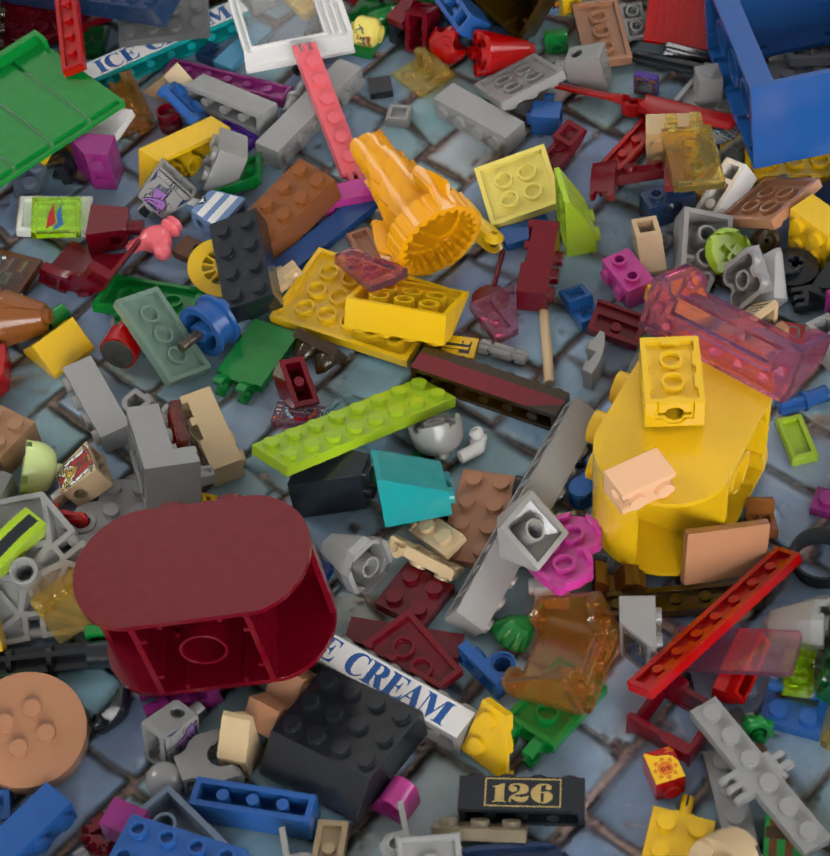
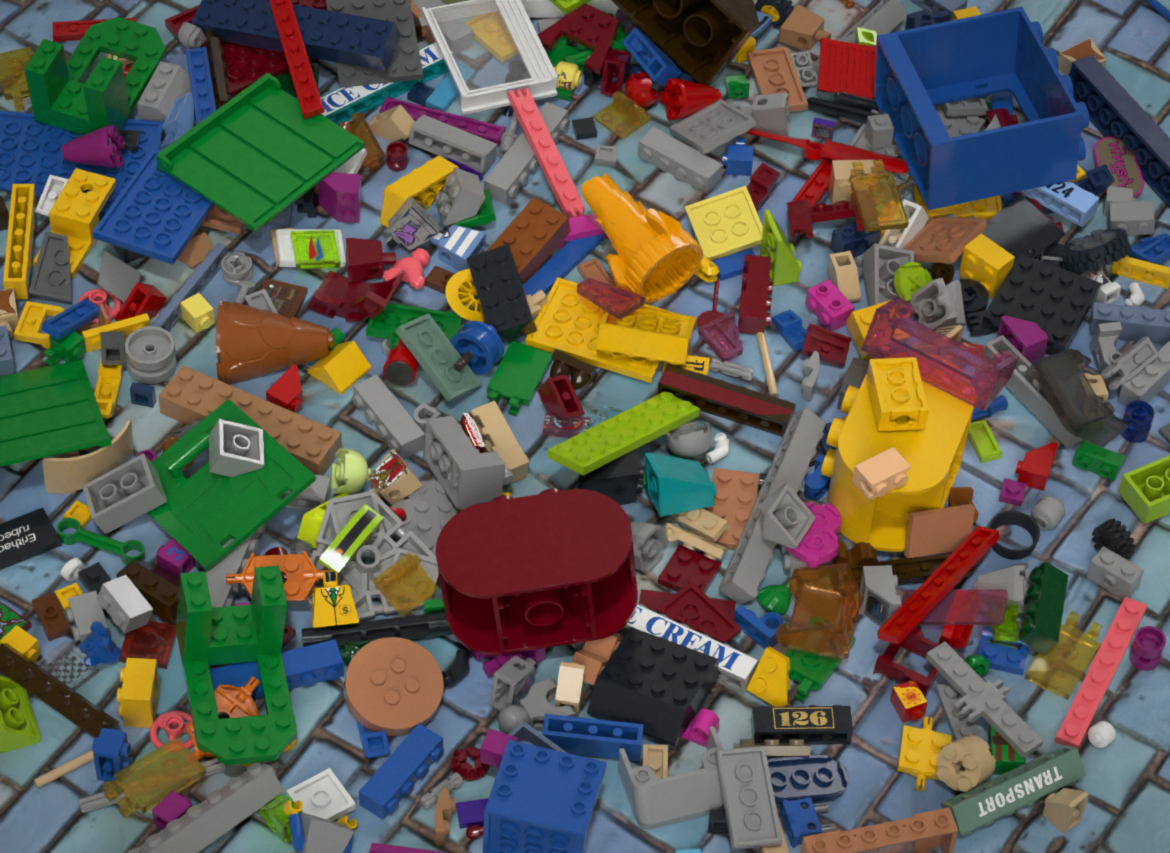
camera: 15 degrees left, 0 degrees up
(179, 98) = (406, 136): blue plate -> none

